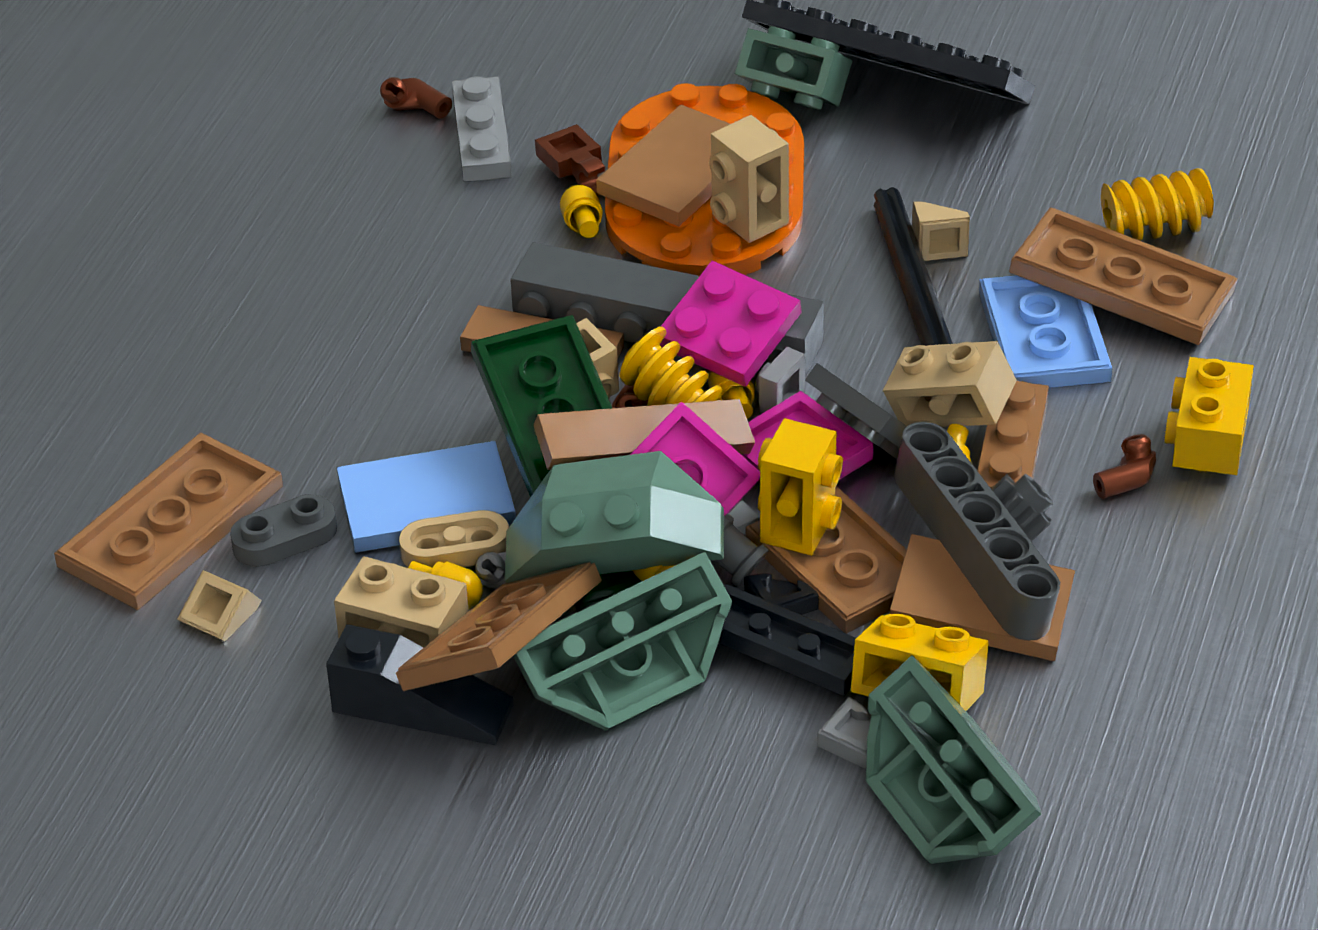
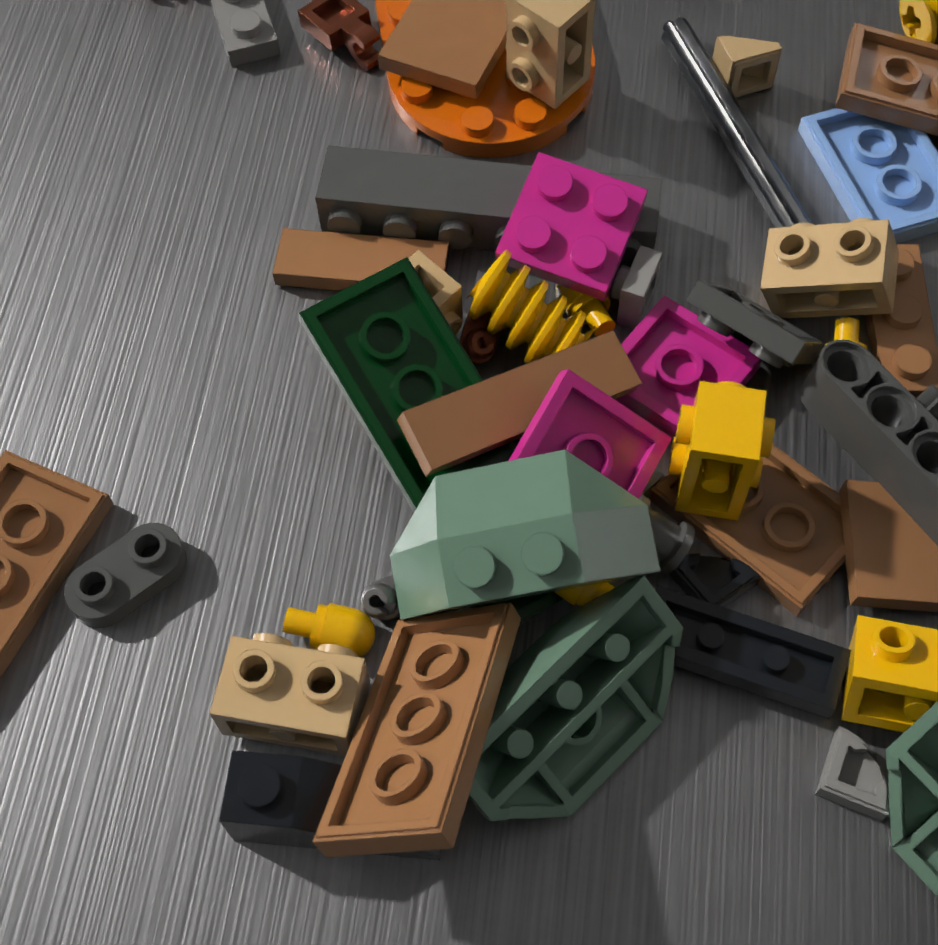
camera: 10 degrees left, 20 degrees up
(218, 606) = (69, 704): tan slope -> none
(396, 491) = (279, 500): light blue tile -> none
(453, 538) = (326, 561): tan plate -> none
(581, 210) = (365, 89): yellow cylinder -> none

